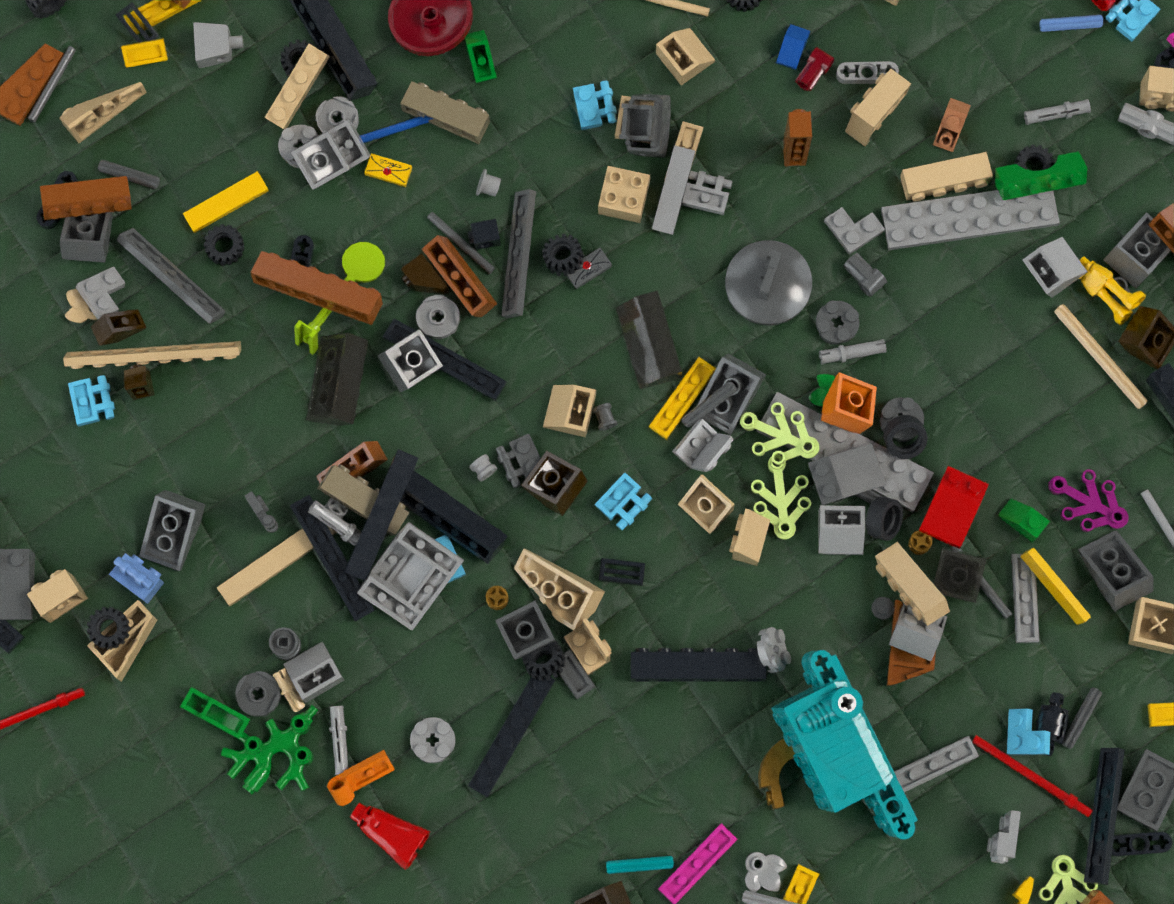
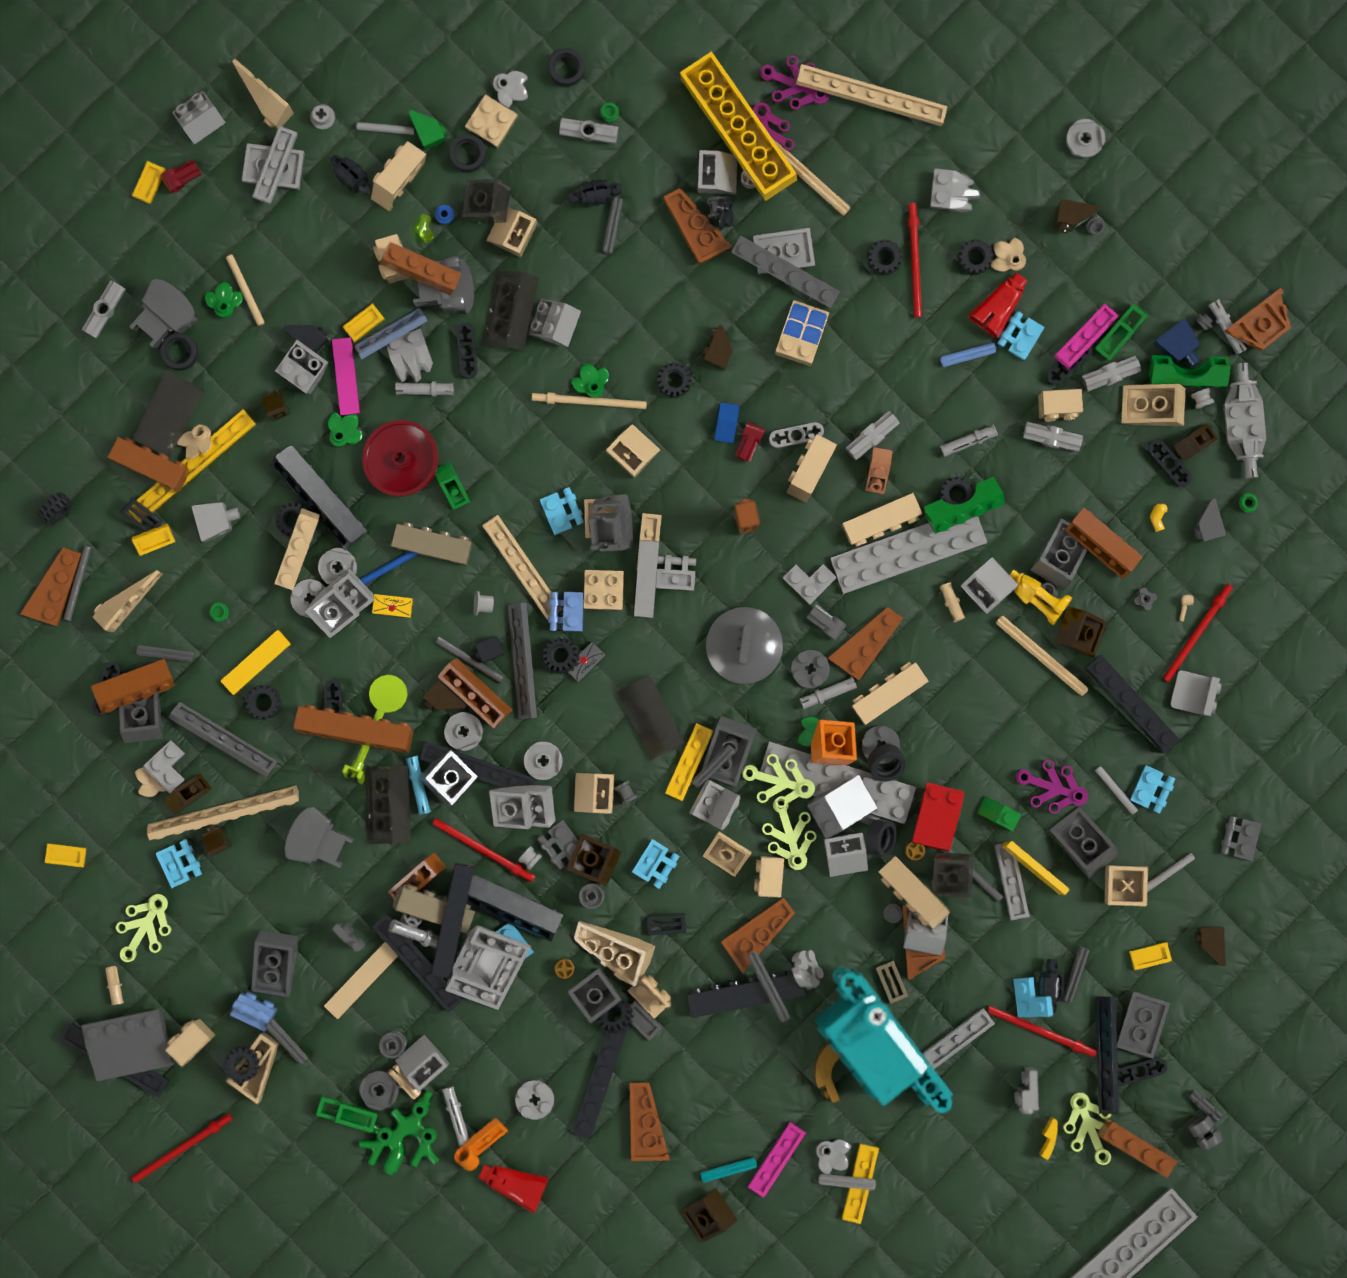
camera: 15 degrees left, 10 degrees up
(38, 461) = (146, 925): none -> yellowish green plant
(165, 617) = (286, 1041): none -> dark grey axle
(198, 141) = (219, 612): none -> green plate
(246, 399) = (314, 838): none -> dark grey piece
(375, 365) = (418, 785): none -> medium azure pin
(464, 477) = (516, 869): none -> red bar
(486, 408) = (522, 806): none -> light grey slope
(526, 375) = (550, 769): none -> light grey plate
(539, 156) = (520, 564): none -> tan tile
(544, 521) = (591, 895): none -> dark grey wheel
(553, 800) = (646, 1130): none -> dark orange wing
(585, 209) = (572, 612): none -> medium blue brick
(720, 603) = (757, 933): none -> dark orange wing
(726, 658) = (768, 986): none -> dark grey axle
(871, 705) = (885, 966): none -> dark tan tile
(898, 312) = (864, 646): none -> dark orange wing
(921, 364) = (890, 693): none -> tan brick
(951, 86) = (872, 435): none -> light grey piece
(1009, 279) = (952, 602): none -> tan pin

